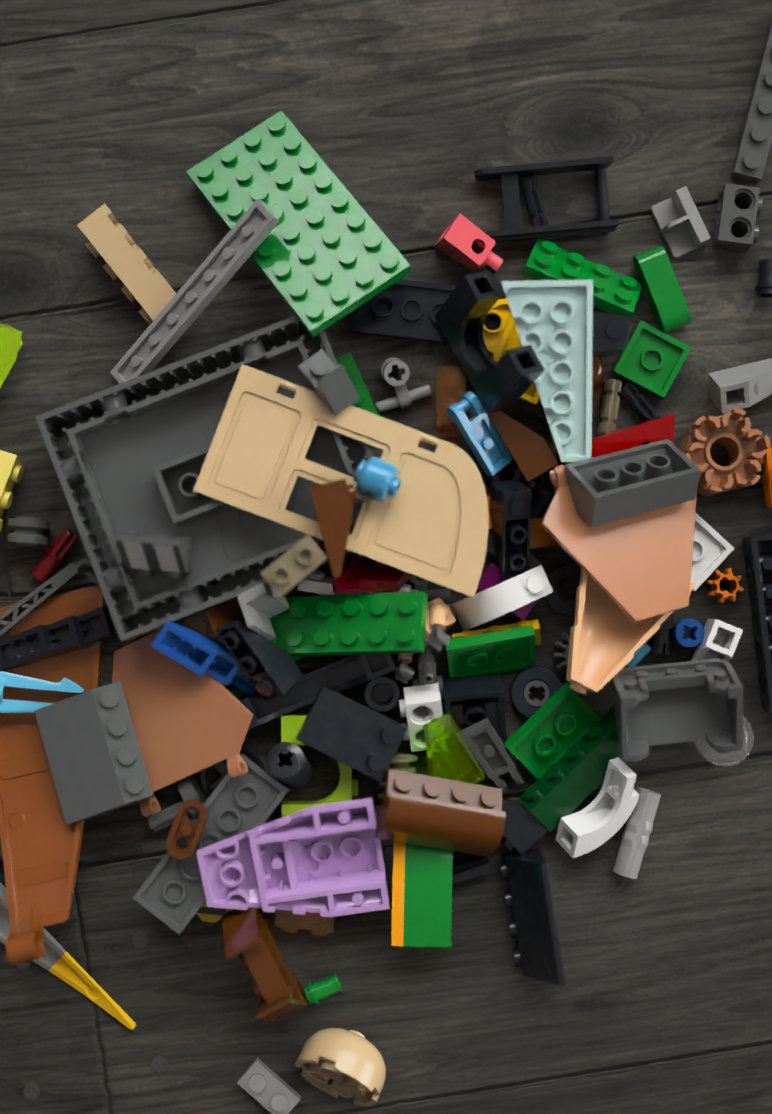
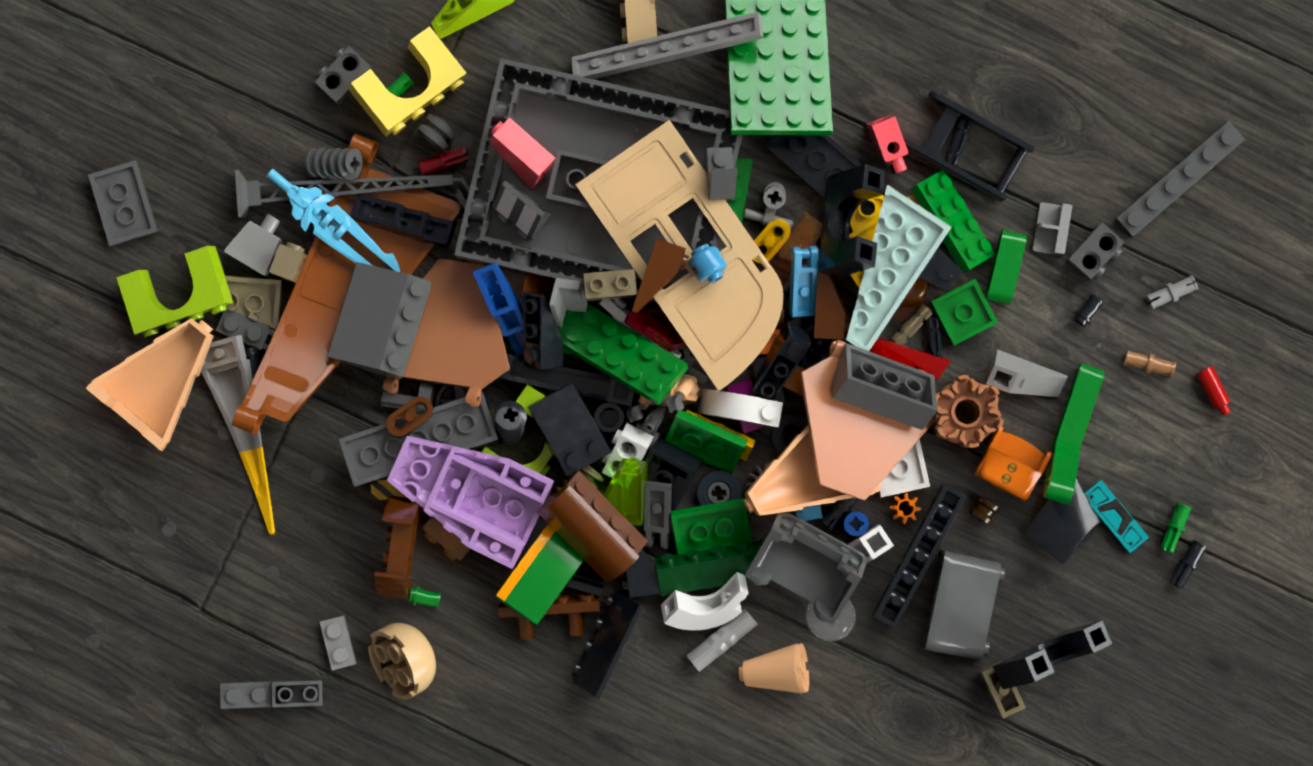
camera: 30 degrees right, 0 degrees up
(117, 495) = (521, 152): none -> coral slope
(421, 416) = (771, 240): none -> yellow plate
(470, 900) = (571, 606): none -> reddish brown plate
(712, 826) = (778, 670): none -> light nougat cone

